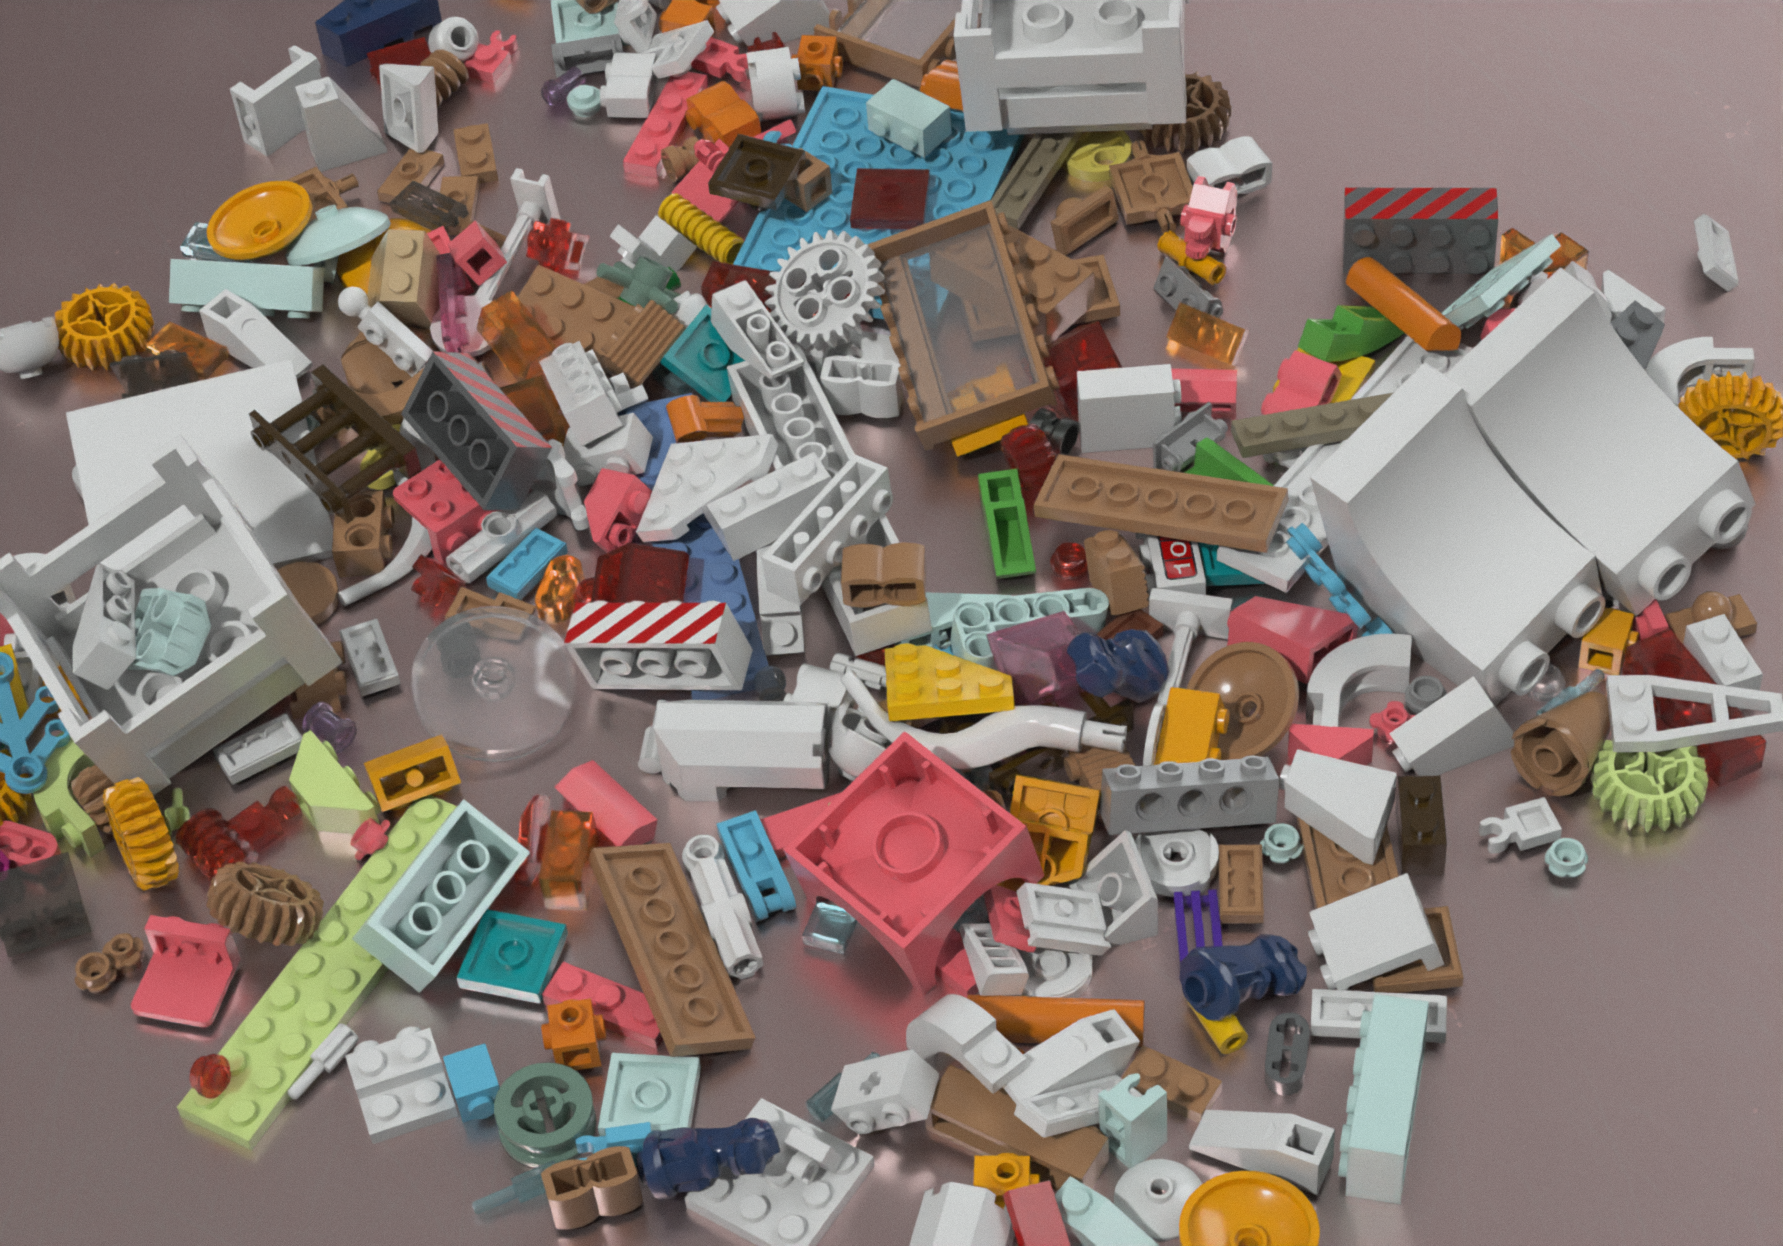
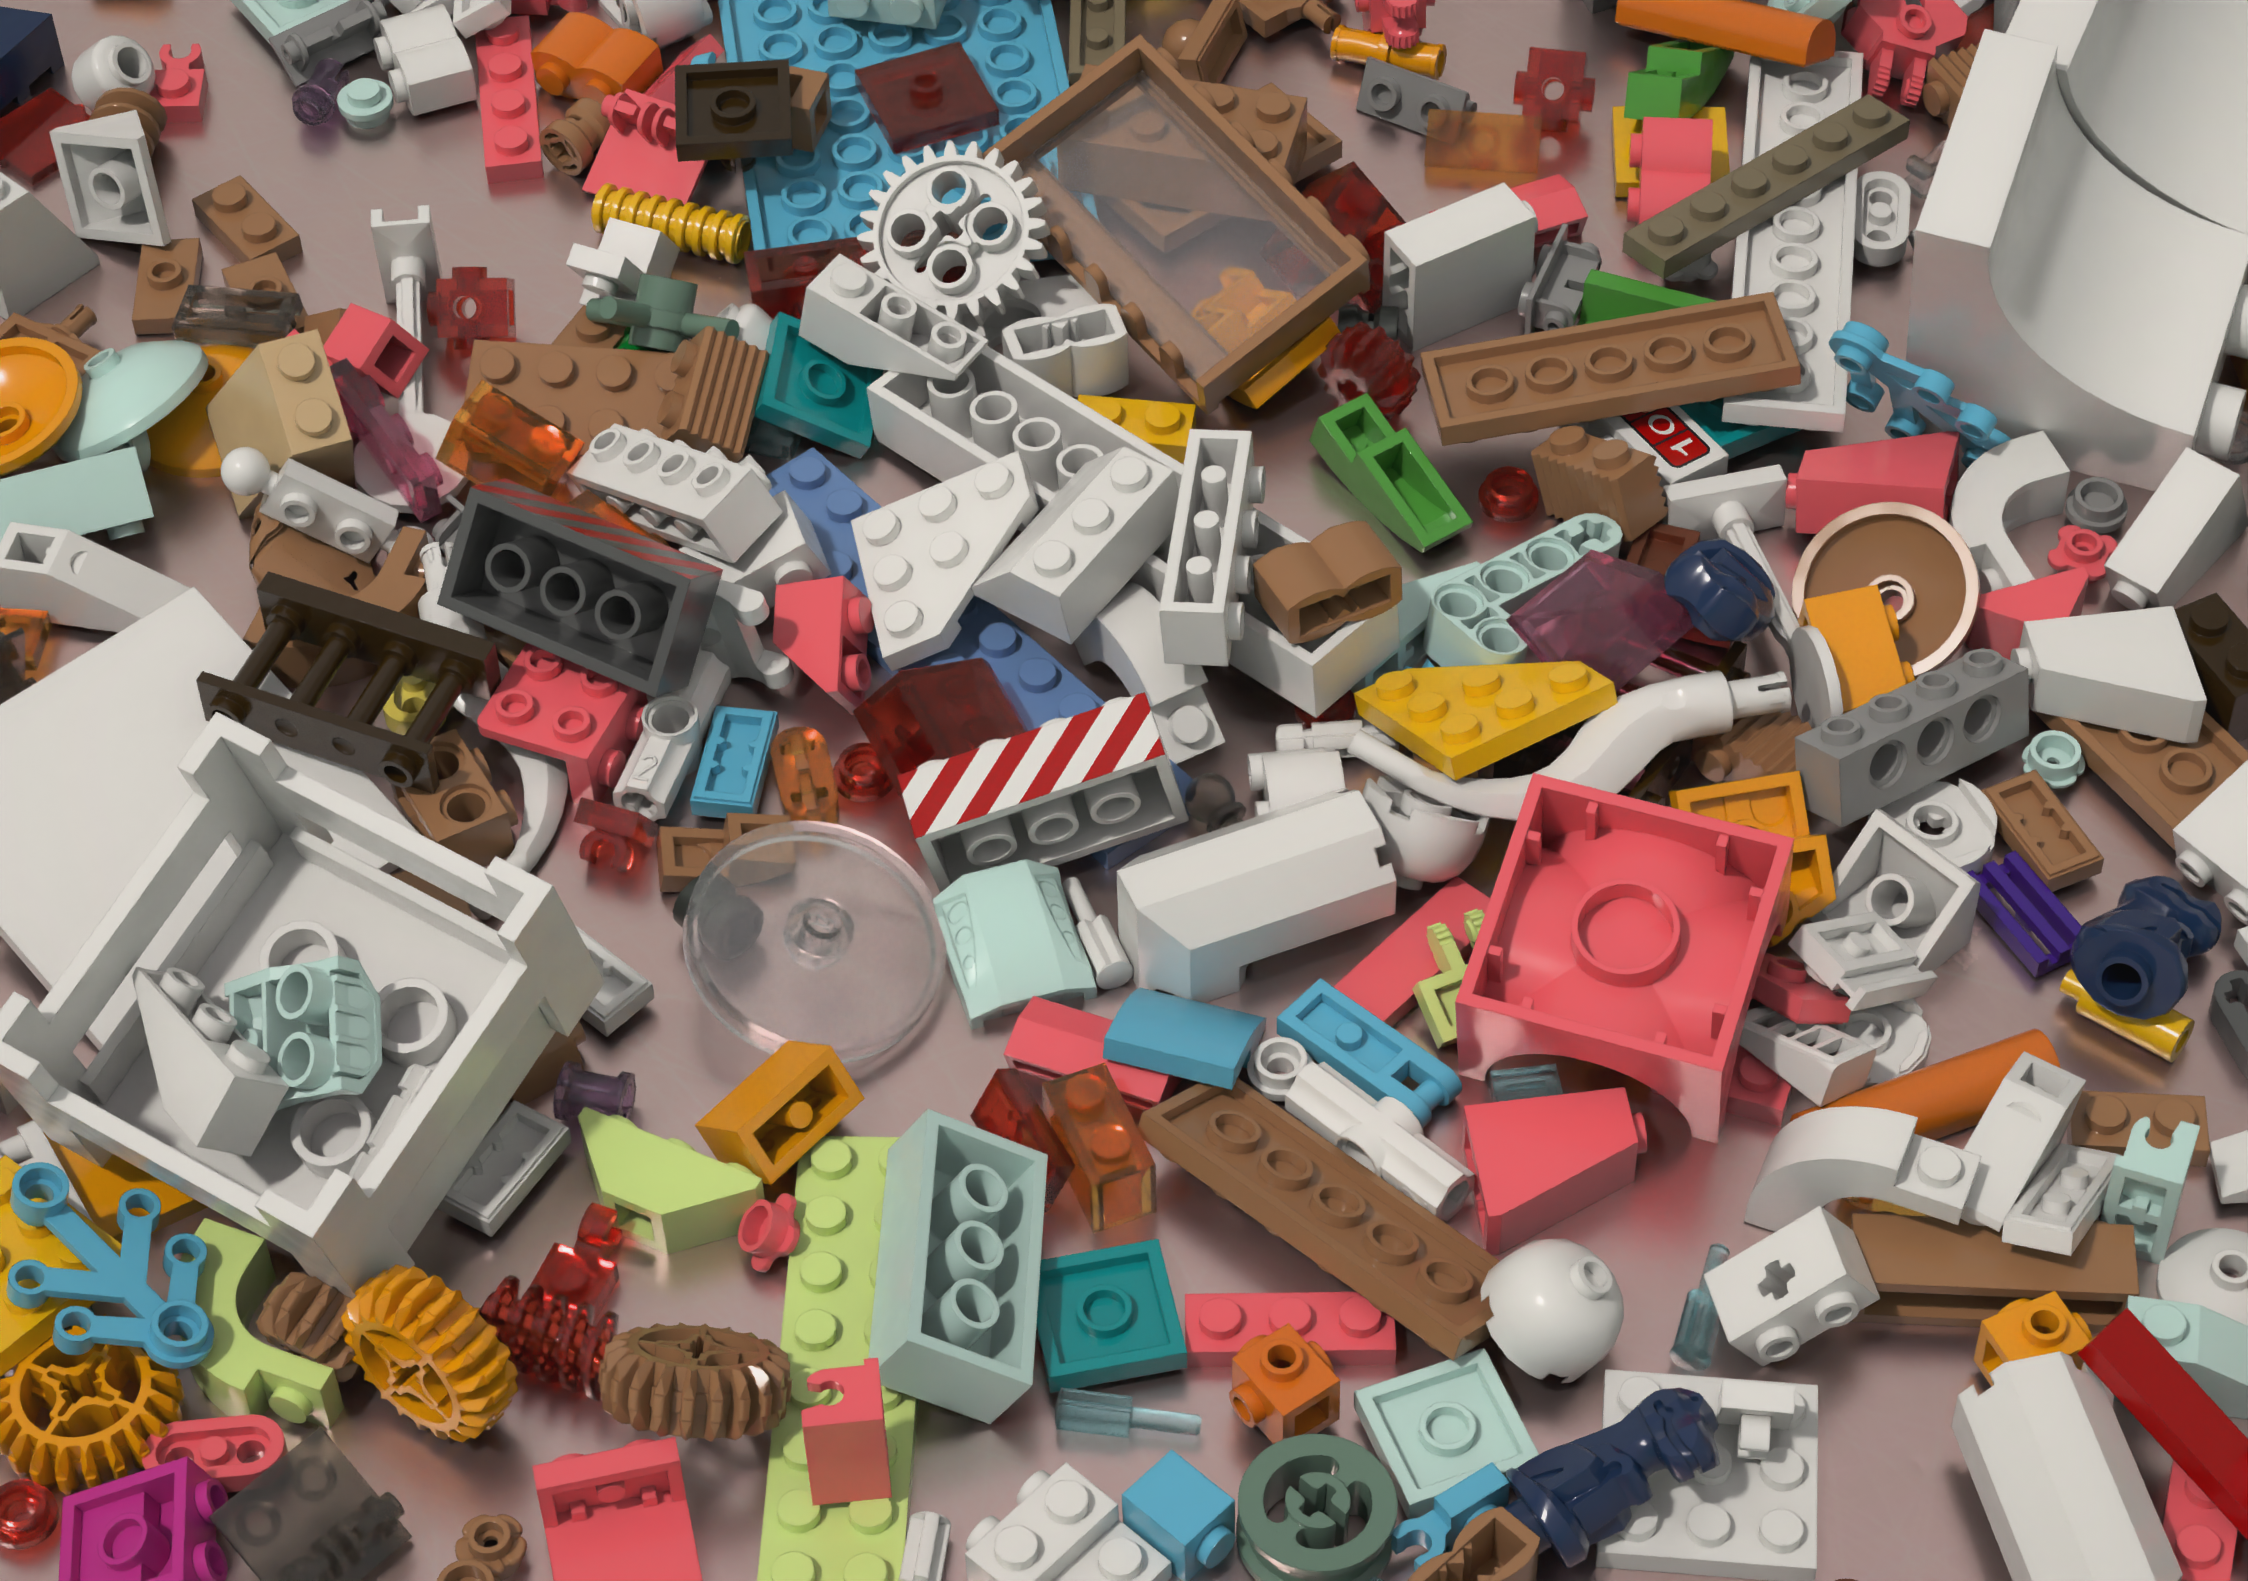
camera: 30 degrees left, 0 degrees up
(314, 967) = (847, 1439): none -> coral hinge
(483, 1014) = (1115, 1415): none -> clear light blue axle
(606, 723) = (1011, 940): none -> light aqua slope
(656, 814) = (1183, 1037): none -> medium azure slope
(700, 420) = (870, 474): orange piece -> none
(745, 1051) = (1553, 1308): none -> white cylinder
(809, 966) = (1547, 1159): none -> coral slope
(884, 444) = (1156, 422): none -> yellow plate
(1270, 314) = (1551, 67): none -> clear red brick

